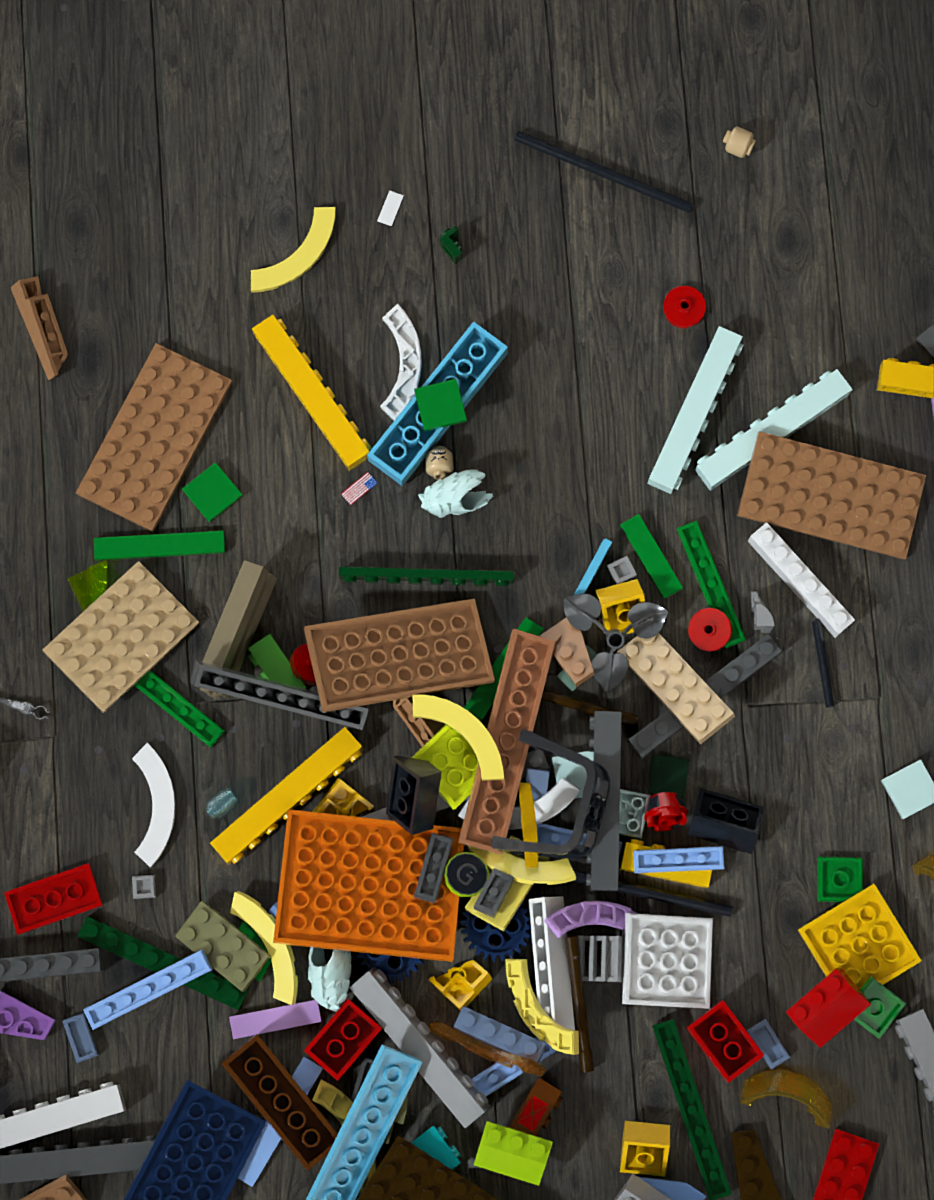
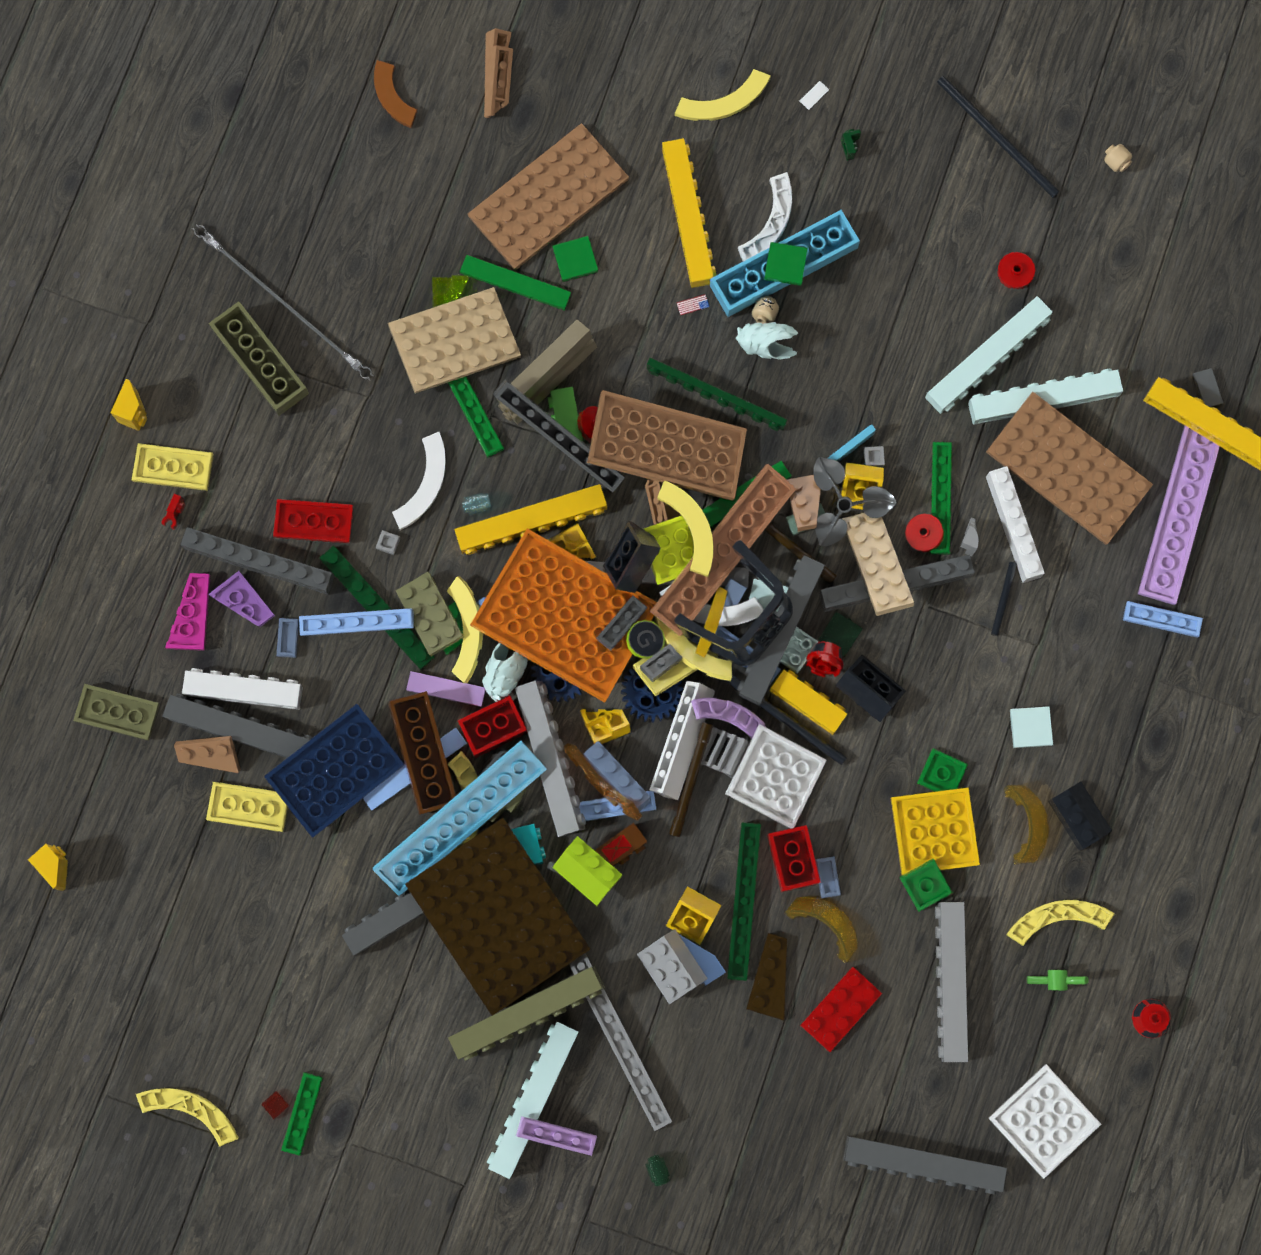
camera: 20 degrees right, 0 degrees up
(533, 1015) = (650, 769): light yellow tile -> none
(651, 556) = (902, 456): green tile -> none
(678, 859) = (819, 700): light blue tile -> none
(828, 1007) = (888, 867): red slope -> none

